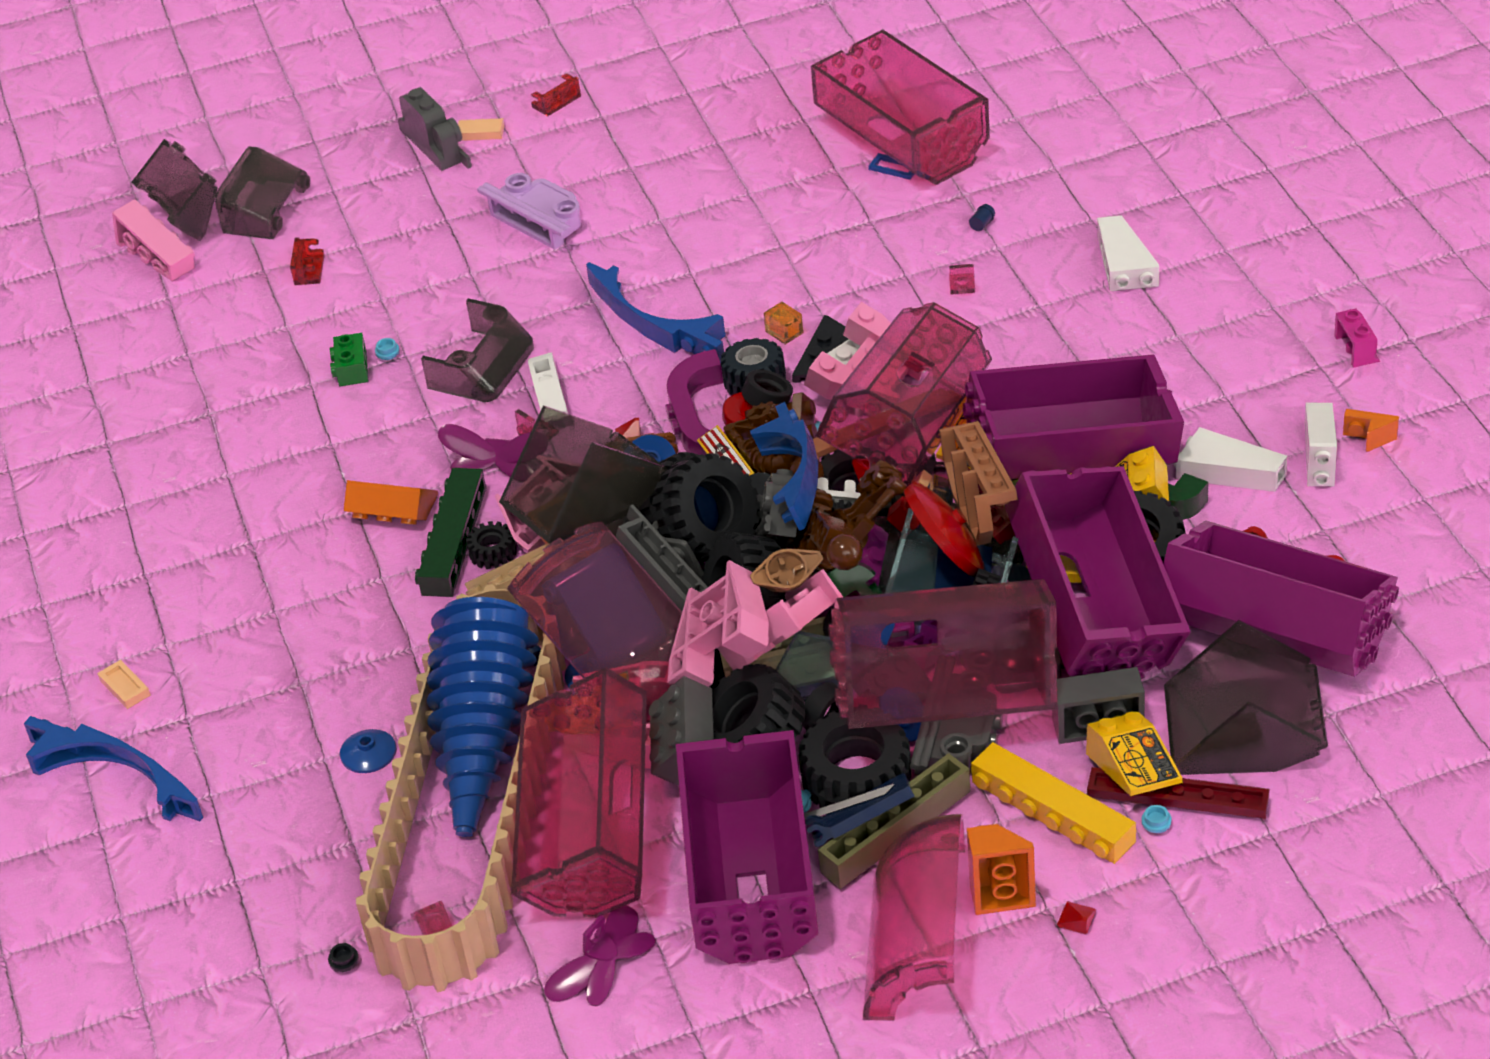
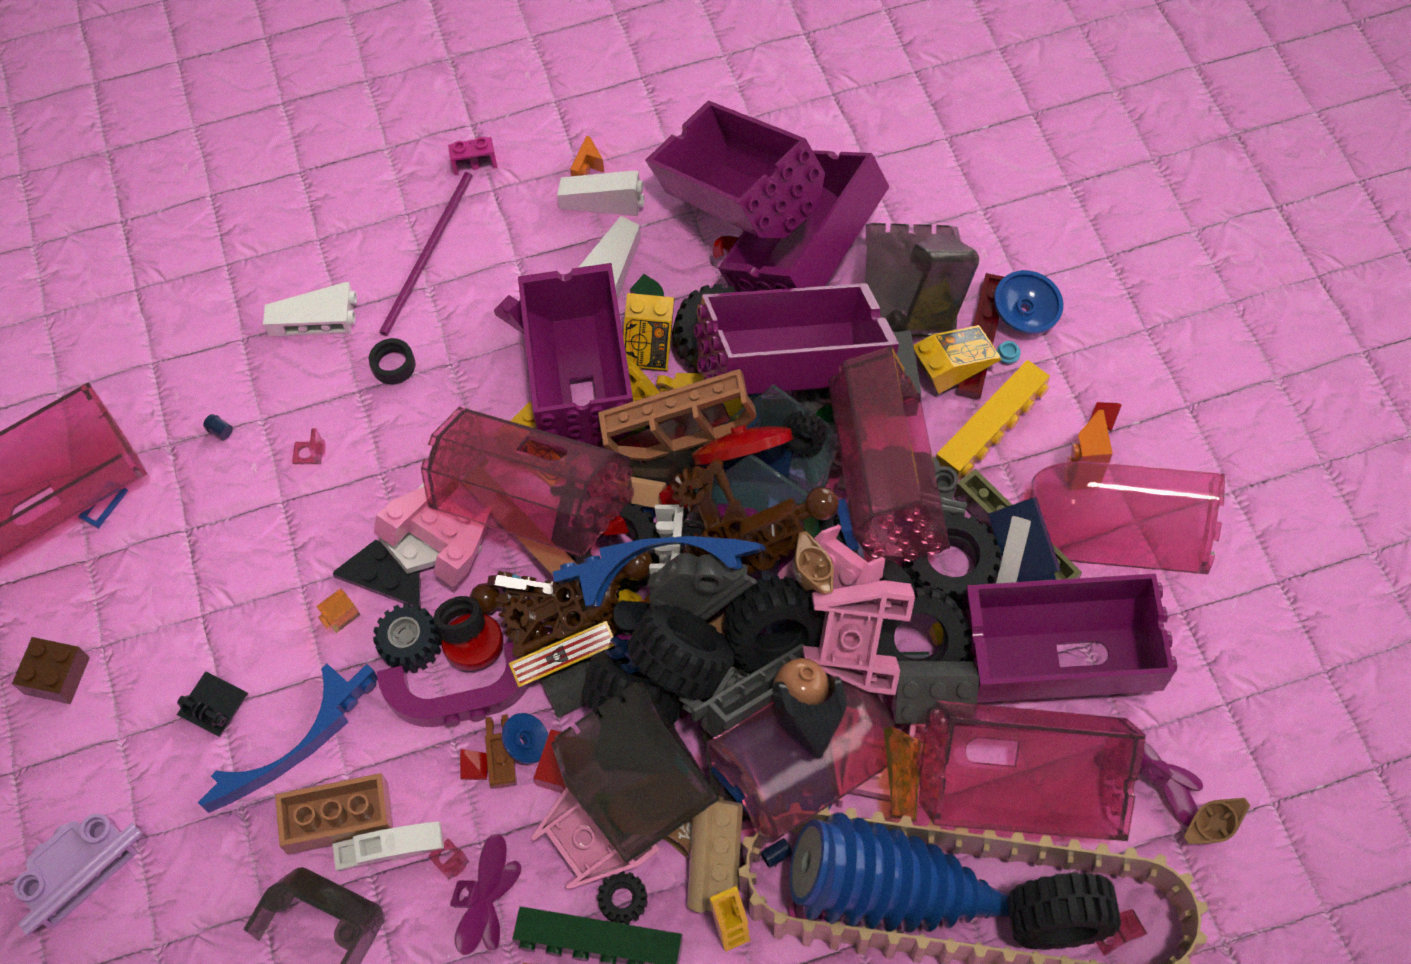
camera: 90 degrees left, 20 degrees up
(438, 839) = (1063, 911): none -> black tyre
(447, 575) = (730, 918): none -> yellow slope
(539, 994) = (1217, 821): none -> medium nougat hat
(577, 346) = (332, 813): none -> nougat brick
(615, 595) = (811, 724): none -> black animal
(661, 586) = (804, 680): none -> nougat cylinder
(689, 263) = (211, 703): none -> black hinge
(718, 162) = (51, 670): none -> reddish brown brick
(1073, 307) = (389, 346): none -> black tyre
(1202, 692) = (946, 277): none -> clear smoke windscreen
(1220, 811) = (1035, 294): none -> blue dish
(1222, 327) = (424, 256): none -> magenta piece
(1322, 504) = (741, 171): none -> magenta panel

